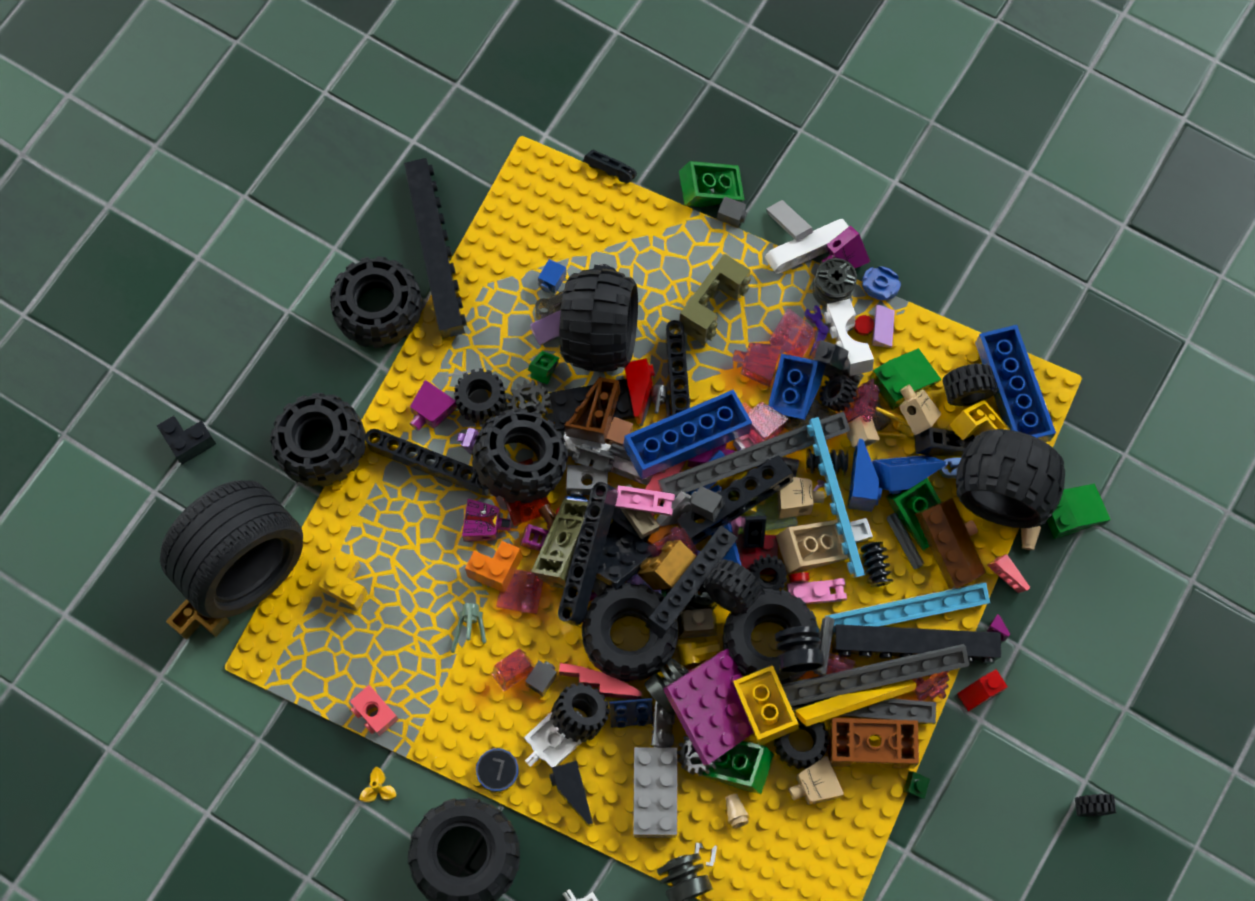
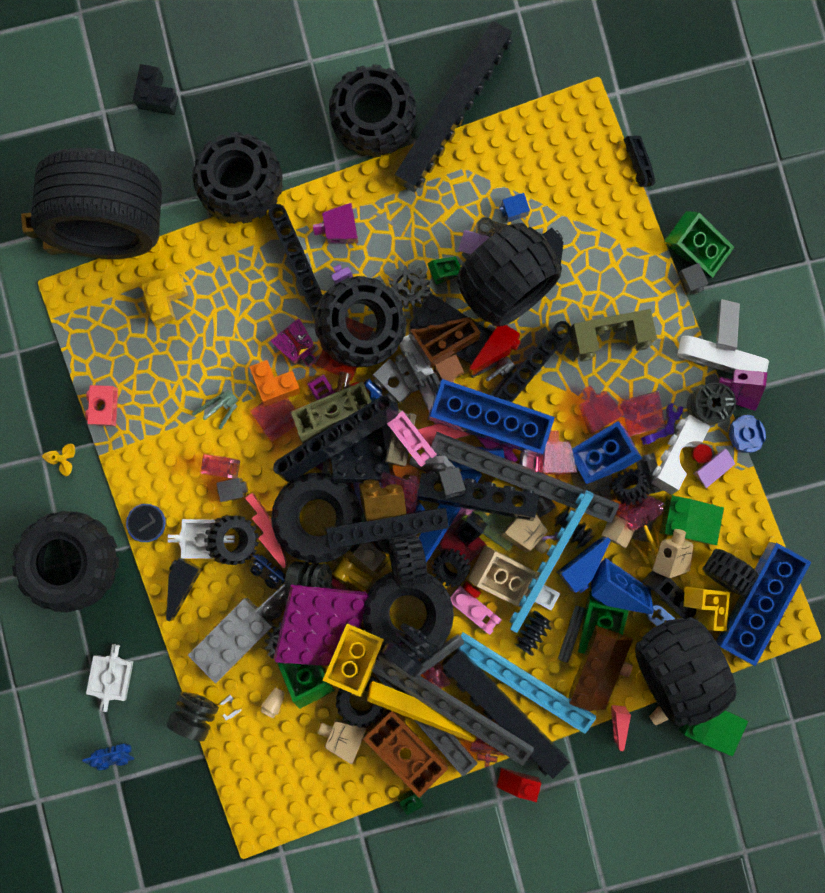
camera: 45 degrees right, 15 degrees up
(476, 381) = (373, 235): black tyre -> none
(829, 354) = (650, 455): black slope -> none
(998, 626) = (573, 753): magenta slope -> none

